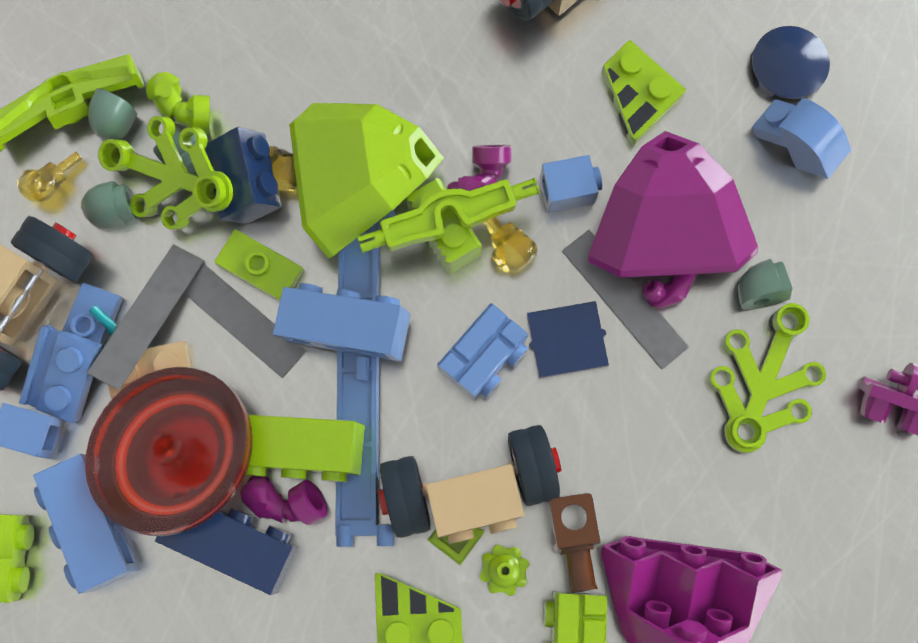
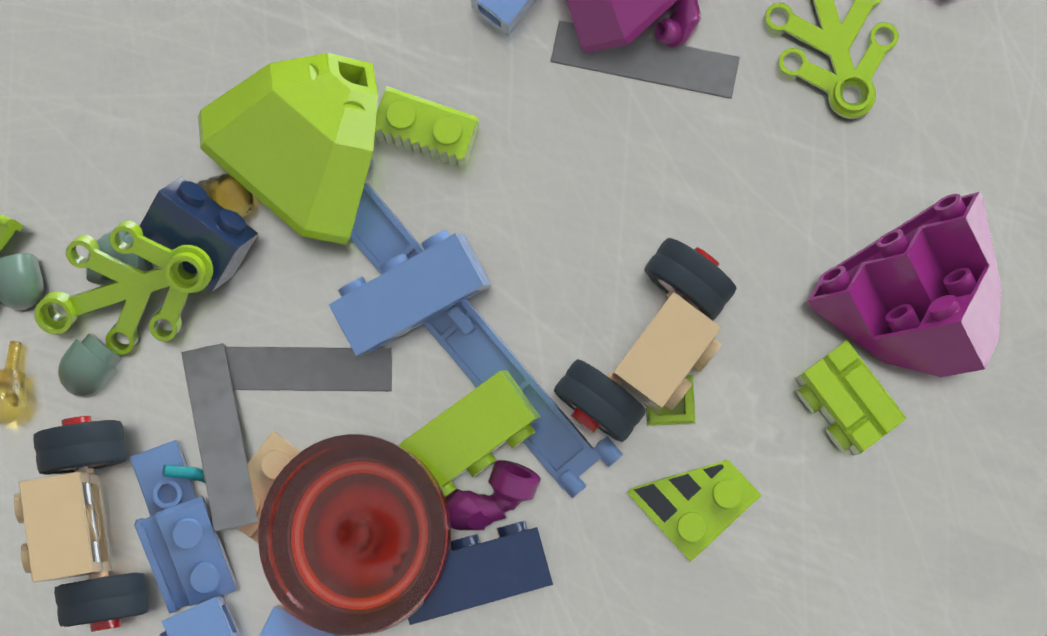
camera: 40 degrees left, 5 degrees up
(166, 93) = (53, 215): lime arm -> none
(258, 265) = (281, 305): lime plate -> none
(426, 222) = (440, 91): lime piece -> none
(483, 352) = (559, 215): medium blue brick -> none
(491, 161) = (425, 69): magenta arm -> none
(504, 570) = (738, 393): lime plant -> none
(512, 245) = (503, 94): clear yellow piece -> none
(567, 339) = (623, 140): dark blue piece -> none
(576, 543) = (783, 317): reddish brown bracket -> none

